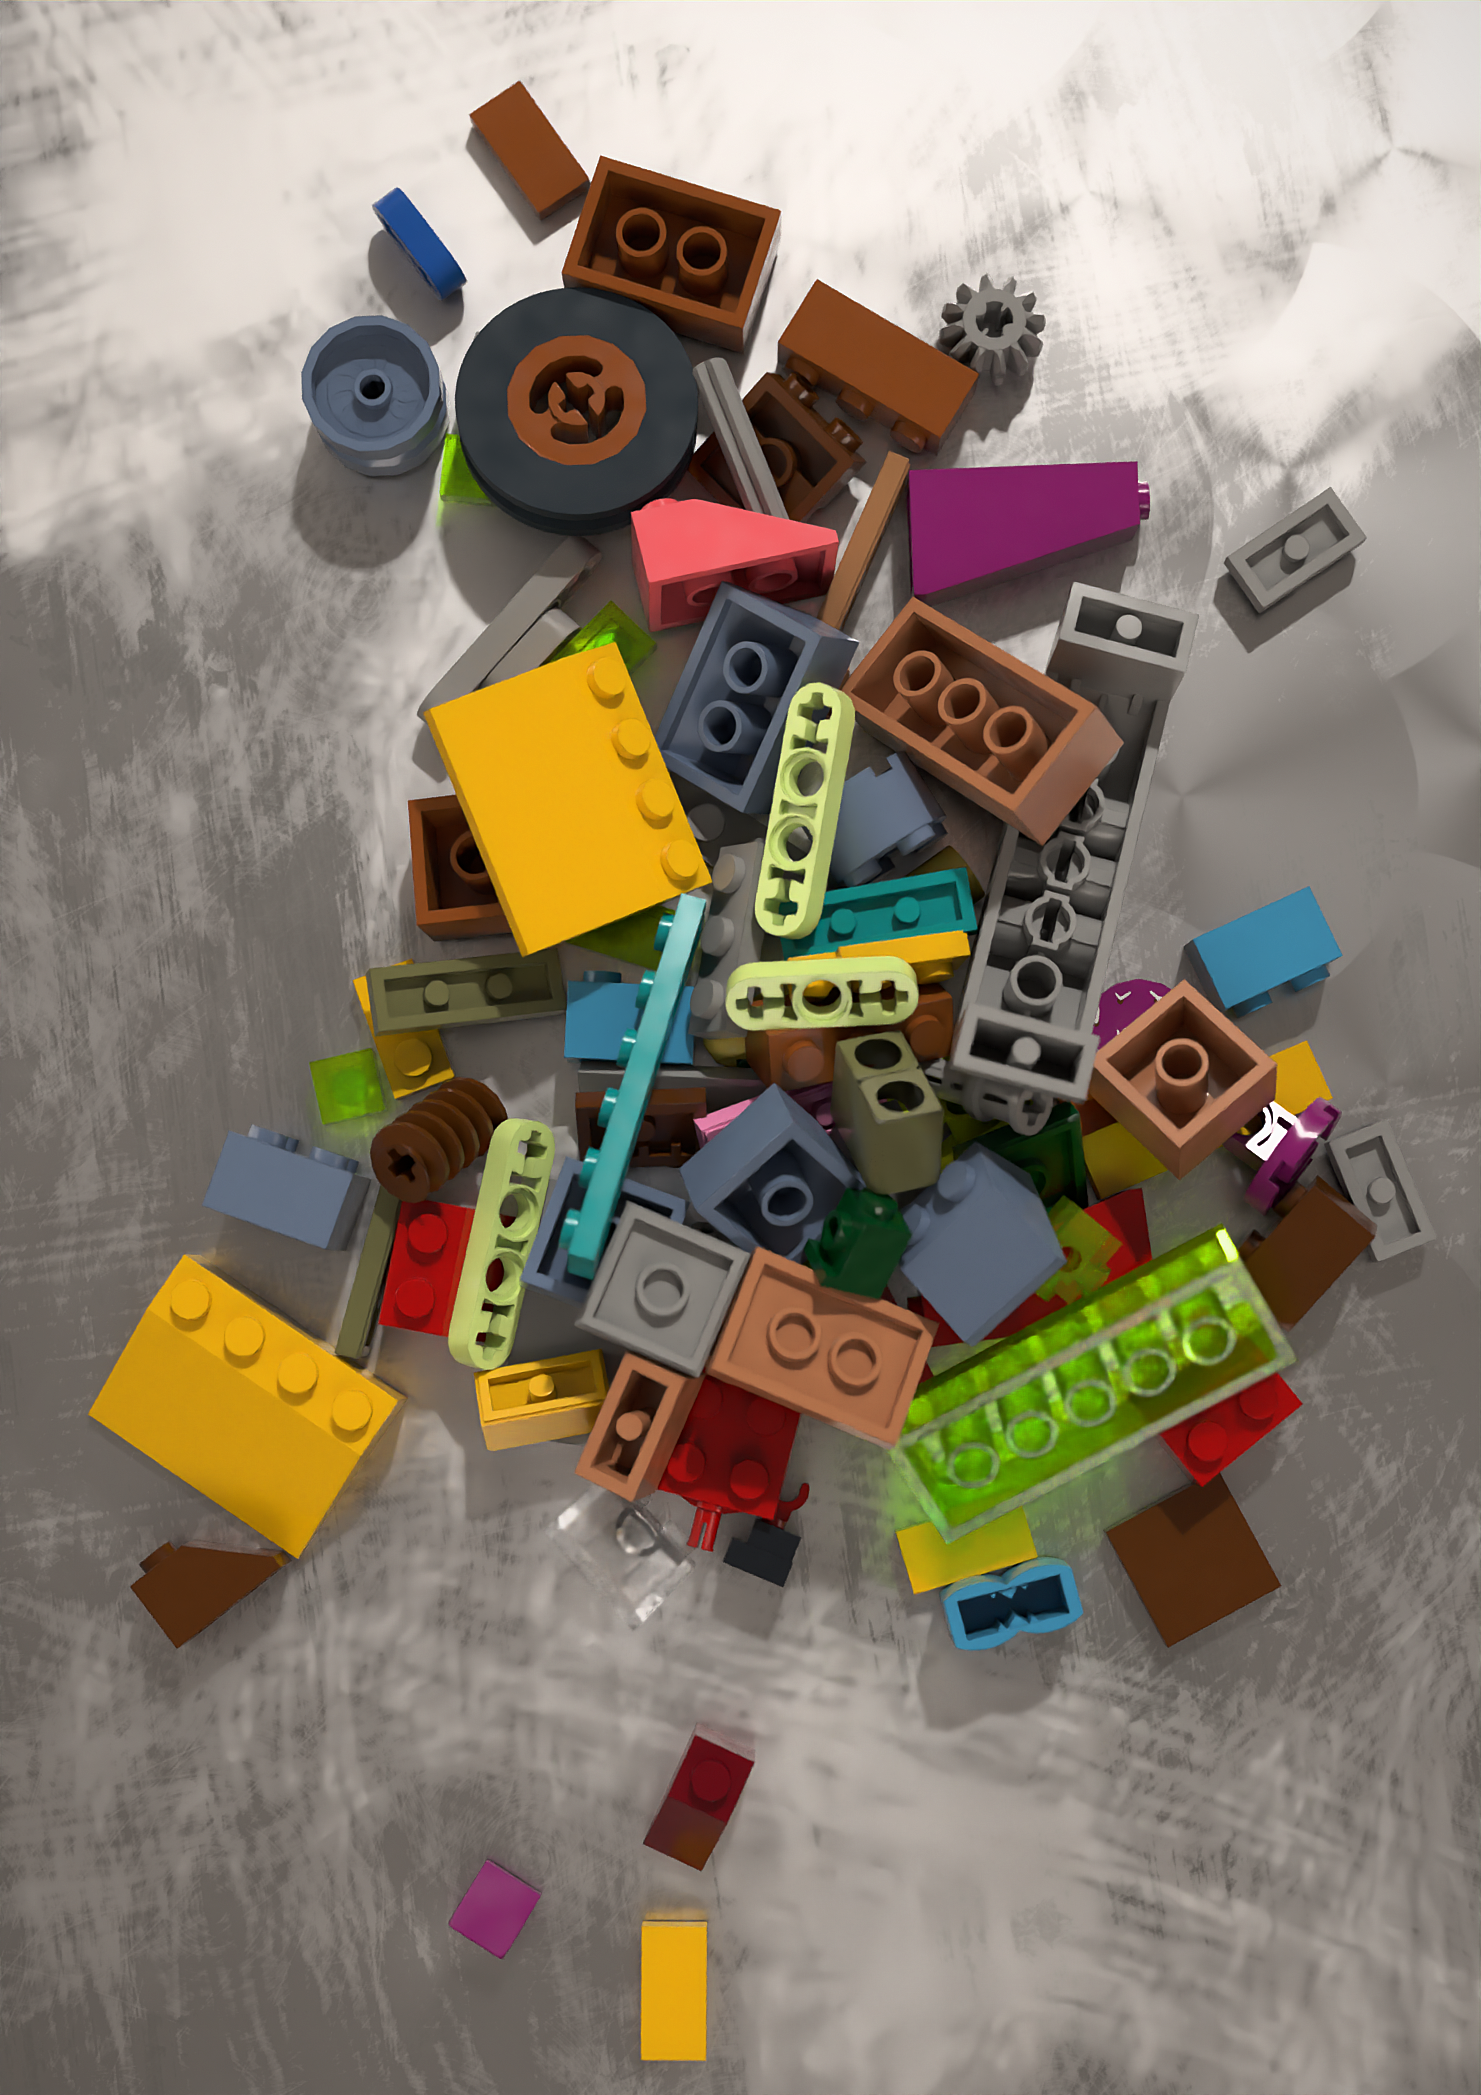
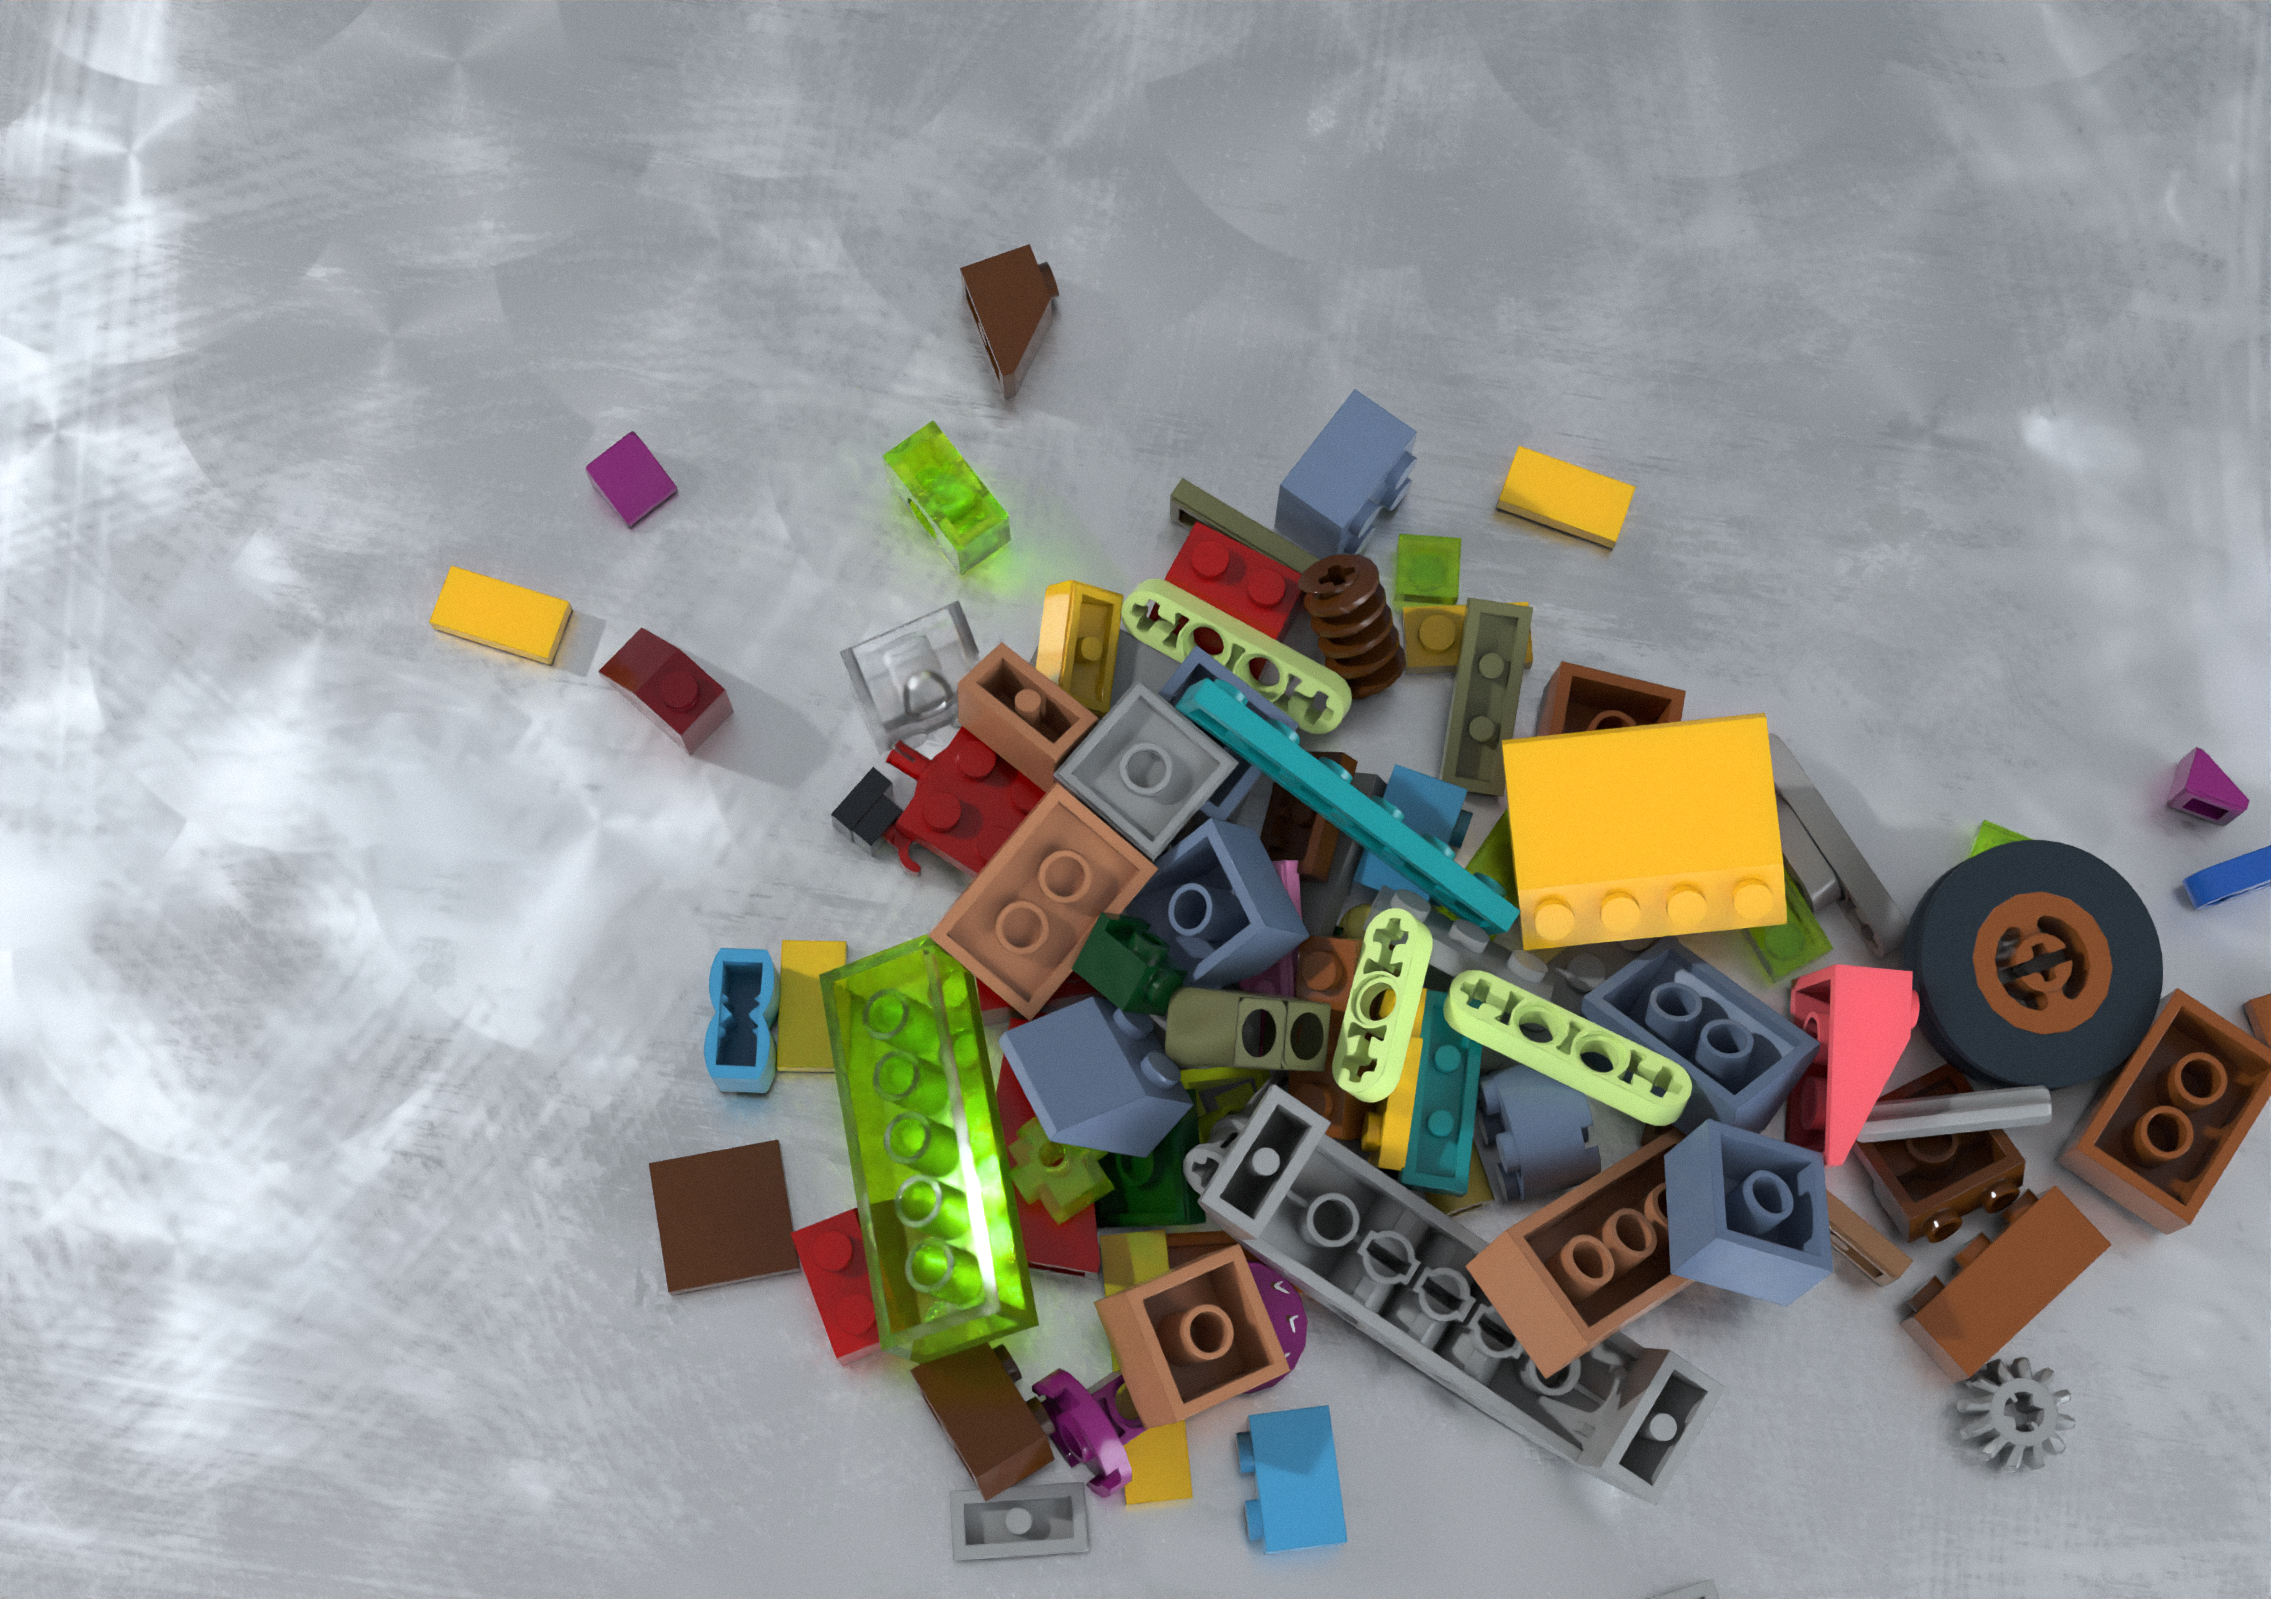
camera: 100 degrees right, 10 degrees down
(230, 975) = (1565, 497): none -> yellow tile
(245, 1403) = (1163, 397): yellow slope -> none
(344, 387) = (2098, 781): sand blue wheel -> none
(346, 295) = (2205, 790): none -> magenta slope
(423, 1582) = (947, 497): none -> clear neon green brick
(910, 602) = (1747, 1213): none -> sand blue brick
(1011, 521) = (1809, 1386): magenta slope -> none

